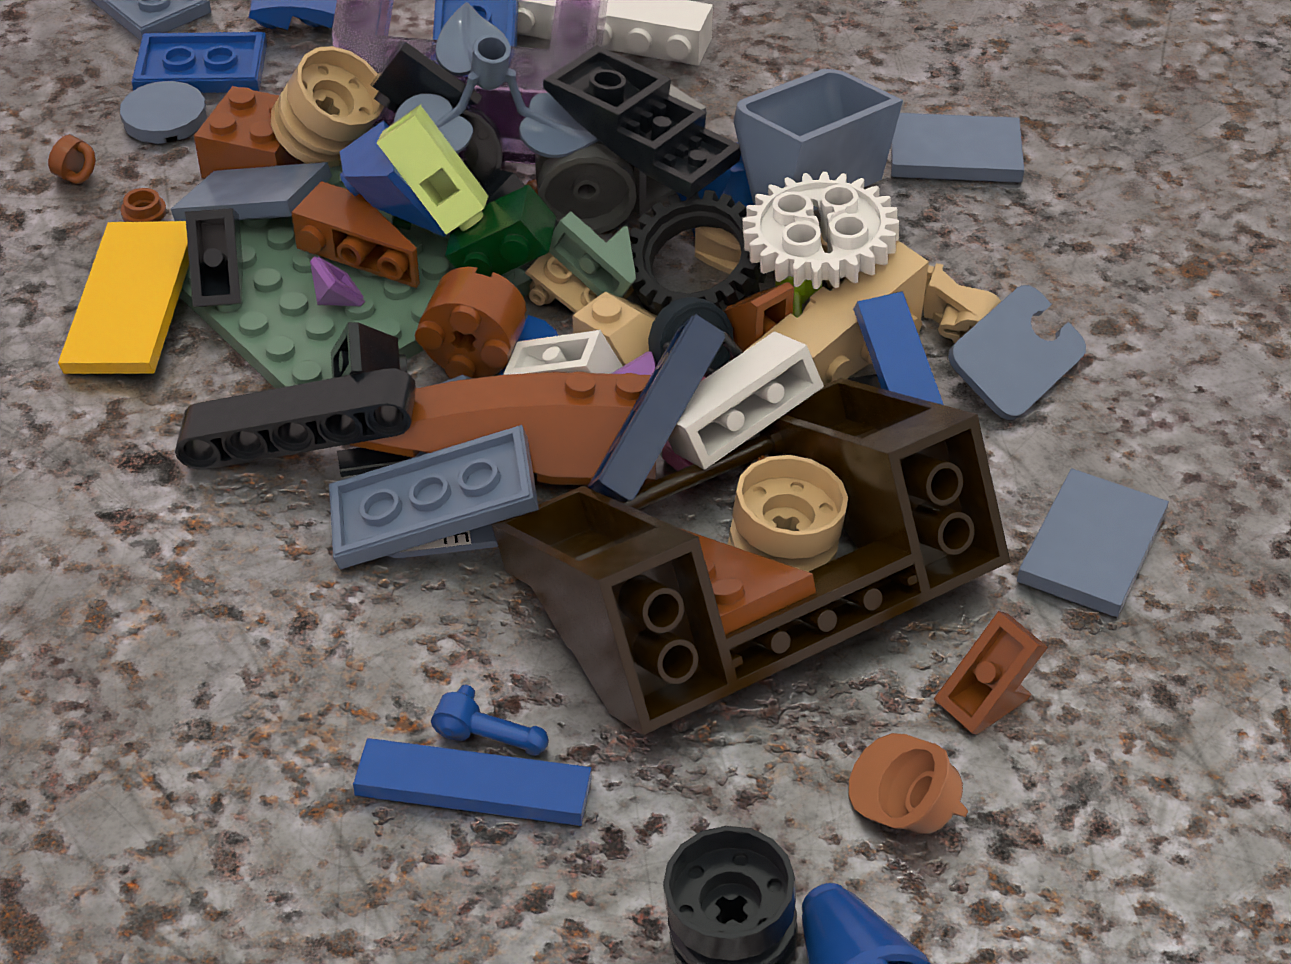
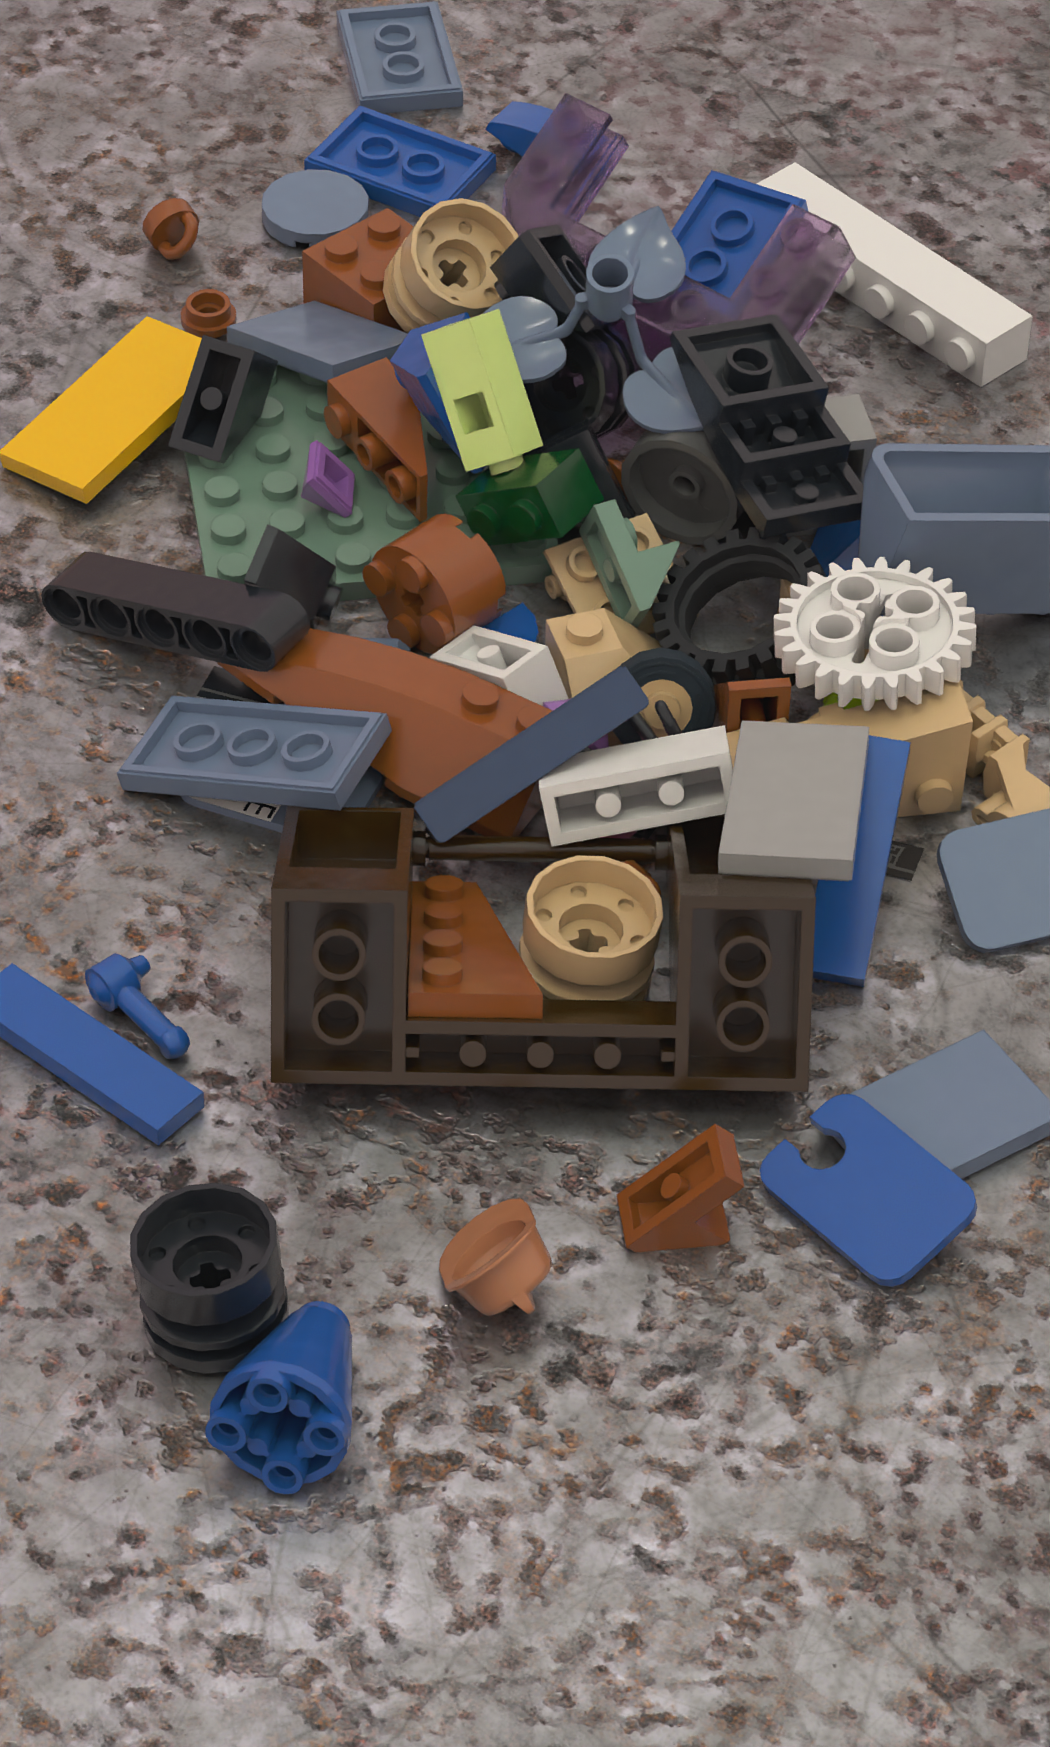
camera: 30 degrees right, 0 degrees up
(882, 359) = (794, 801): none -> light grey tile
(1109, 612) = (882, 1203): none -> blue piece

